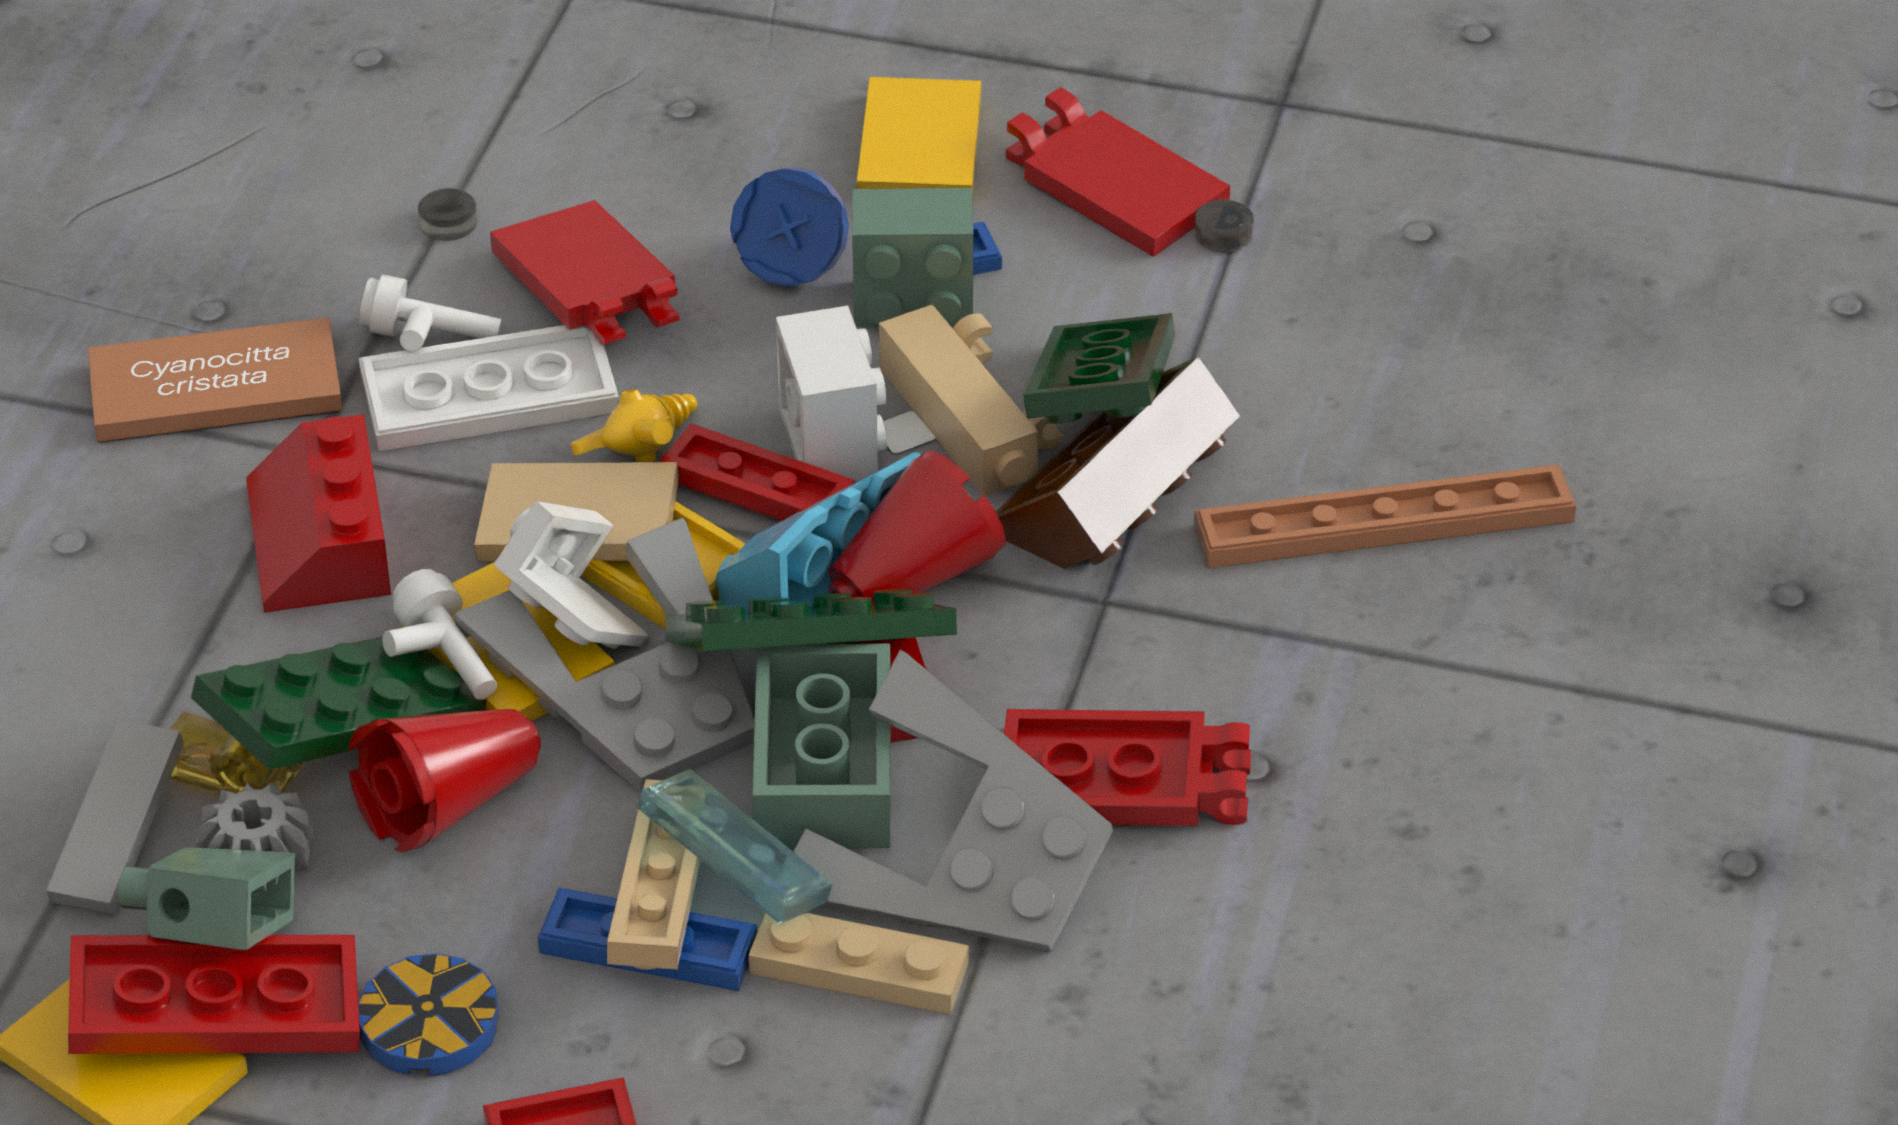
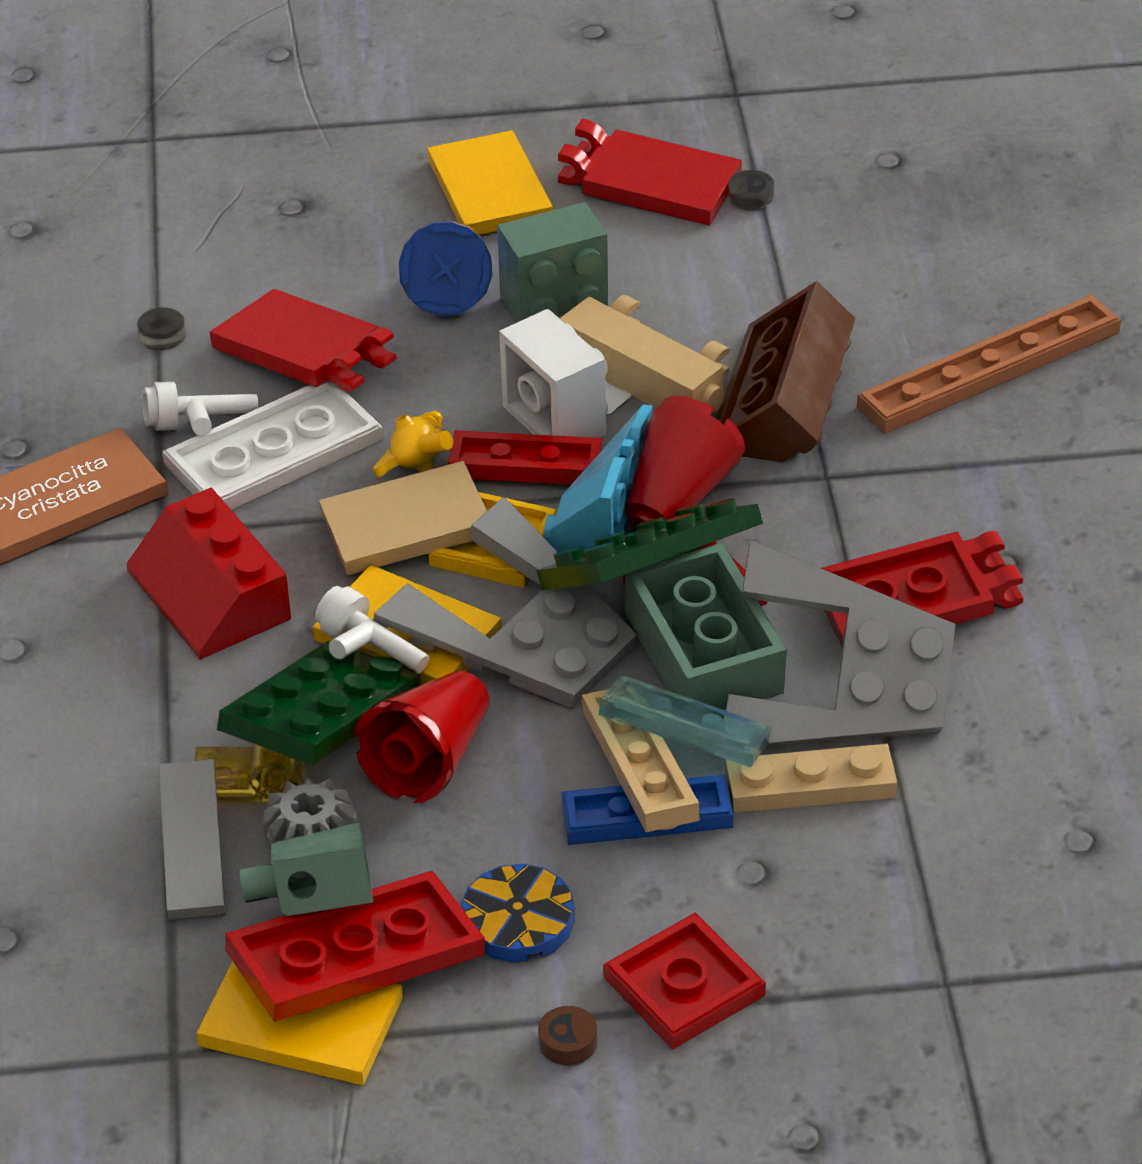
camera: 20 degrees left, 0 degrees up
(545, 563) = (420, 545): white bracket -> none
(1100, 368) = (745, 308): dark green plate -> none

